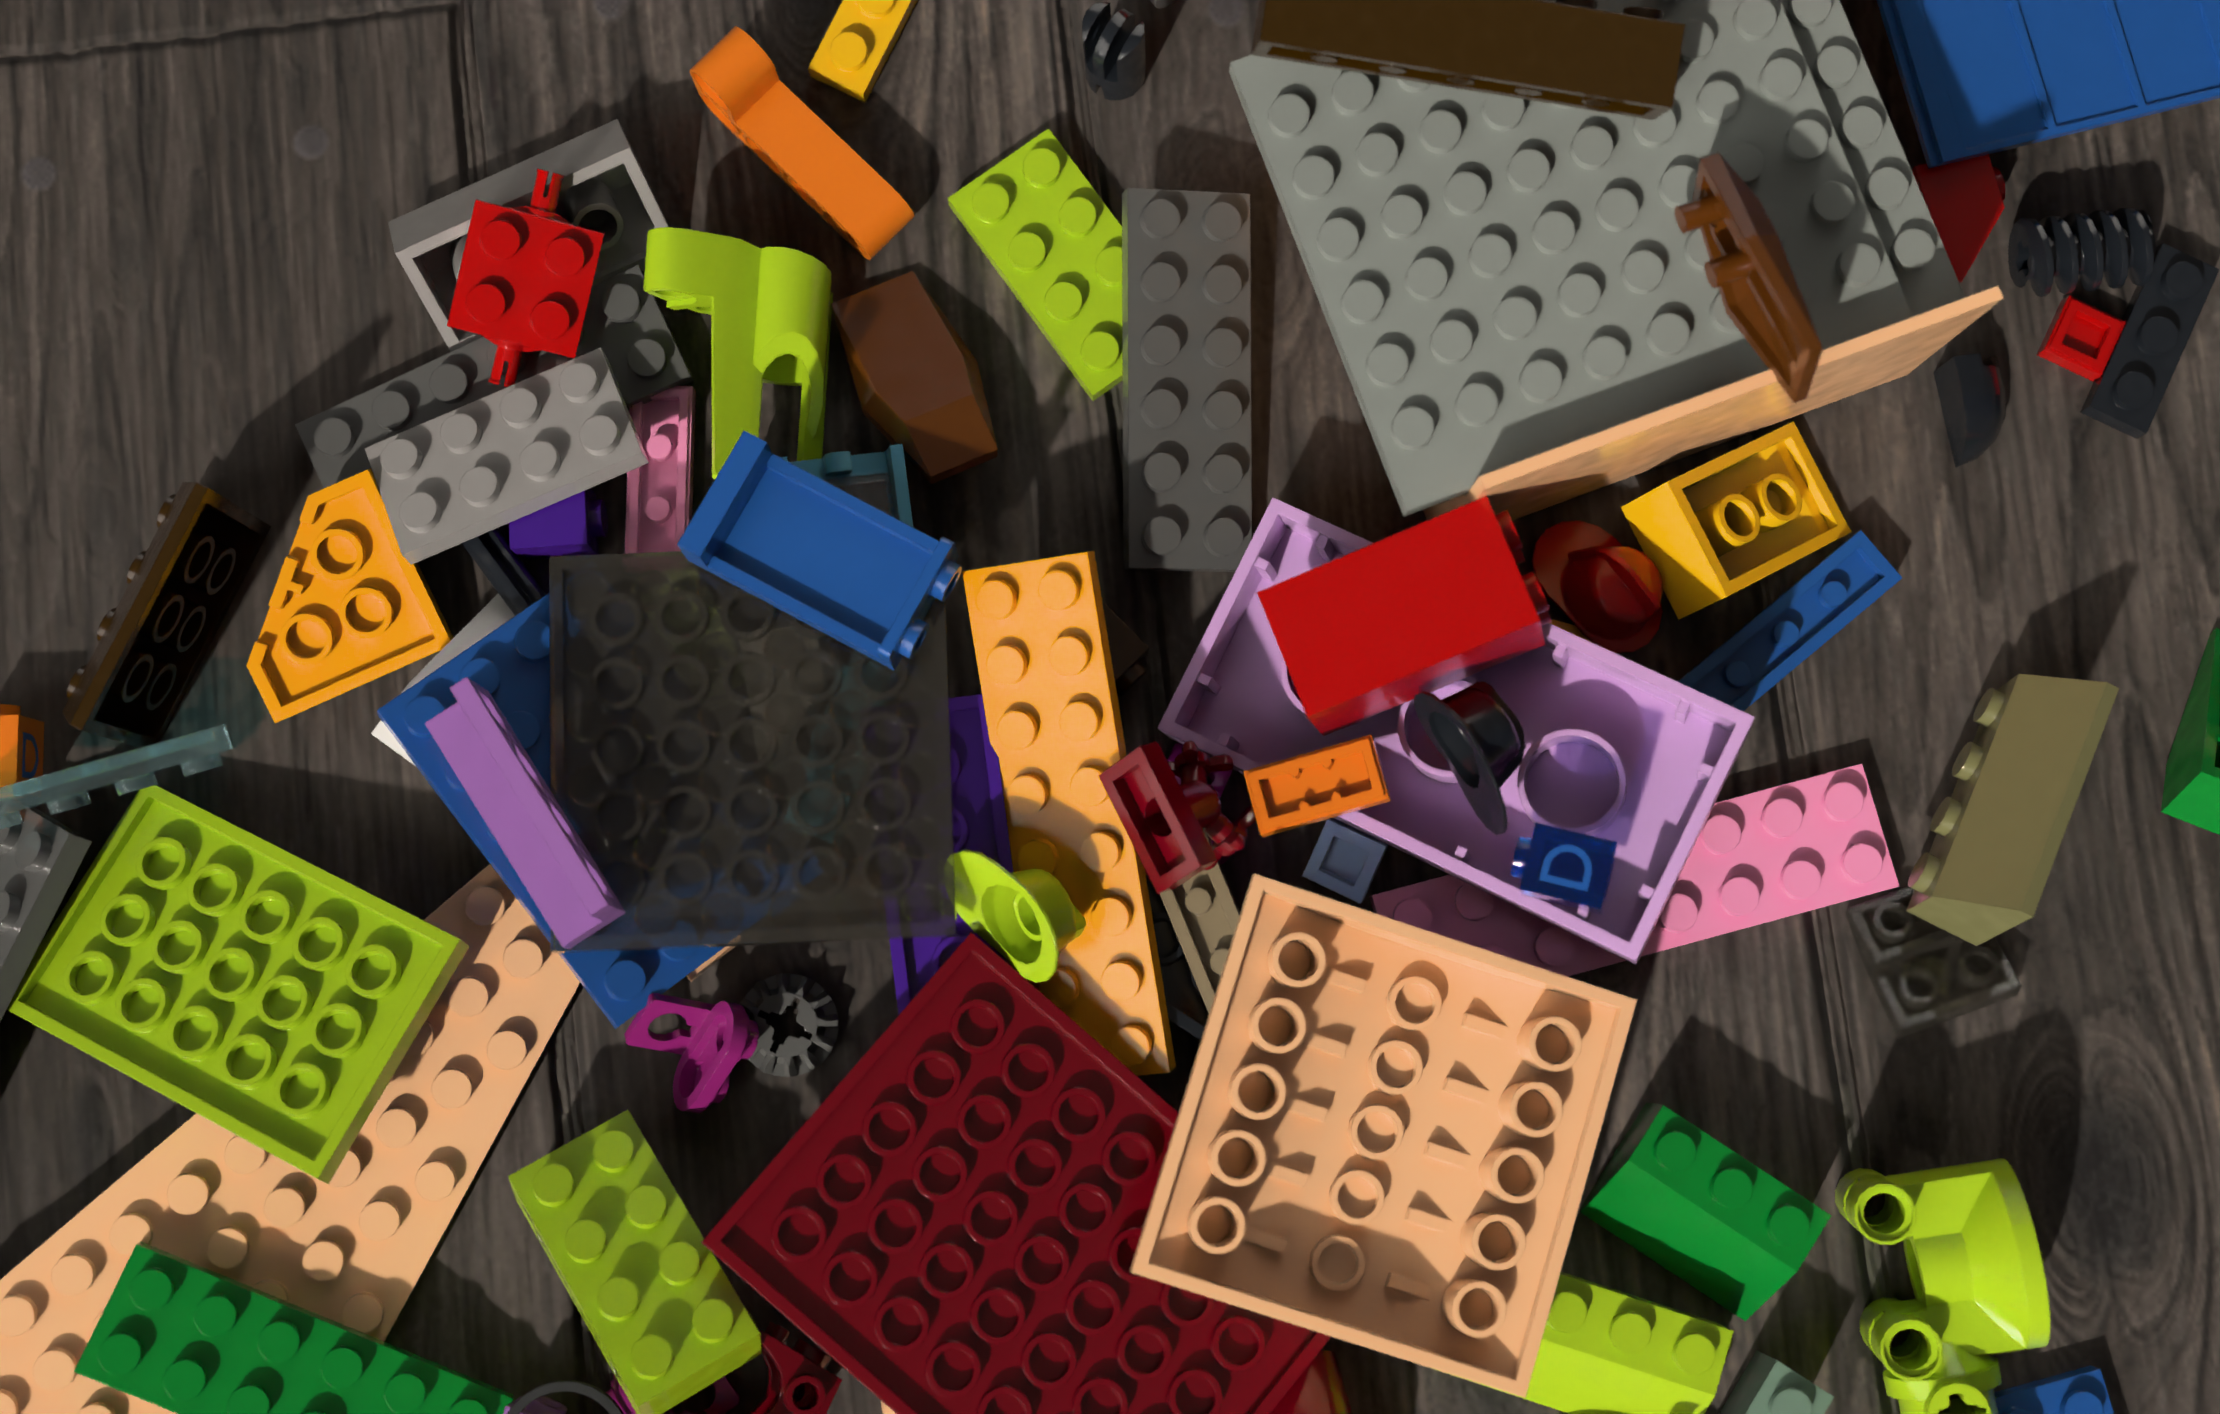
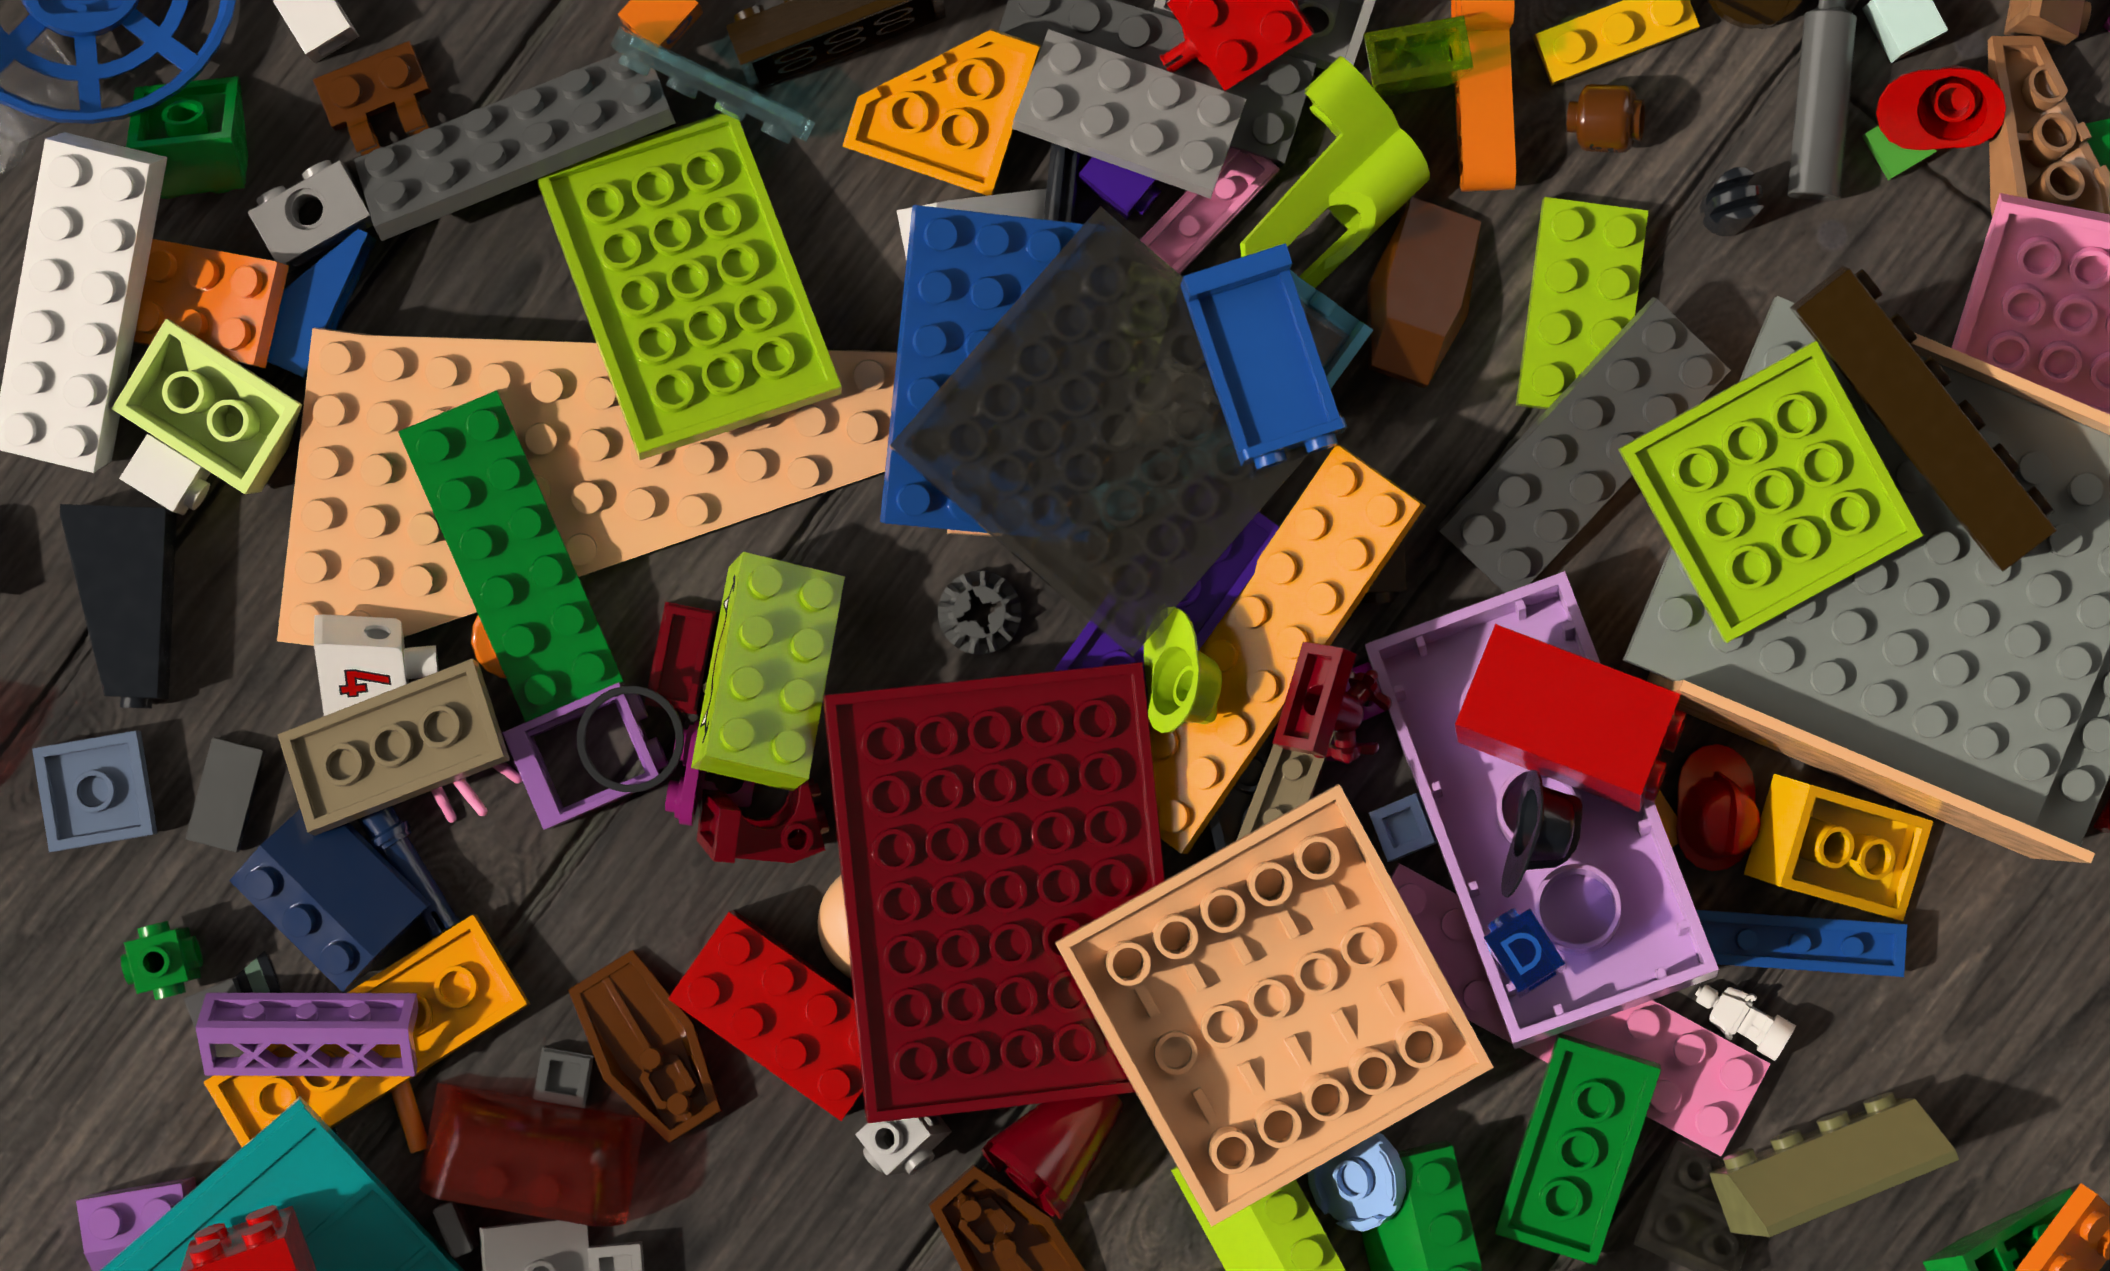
camera: 45 degrees right, 5 degrees up
(524, 815) = (946, 351): medium lavender fence -> none
(548, 1323) = (682, 656): none -> dark red tile
(709, 1049) = (920, 584): magenta bracket -> none
(712, 173) = (1418, 56): none -> clear neon green torso
(937, 81) = (1606, 118): none -> reddish brown head
(1317, 786) = (1425, 768): orange plate -> none
(1393, 234) = (1770, 491): none -> lime plate
(1619, 1219) = (1361, 1184): none -> light blue tile
(1752, 274) = (1954, 708): reddish brown piece -> none
(1772, 1000) = (1577, 1148): none -> green plate
(1787, 748) = (1735, 1013): none -> white piece
(1971, 404) = (2054, 914): black brick -> none

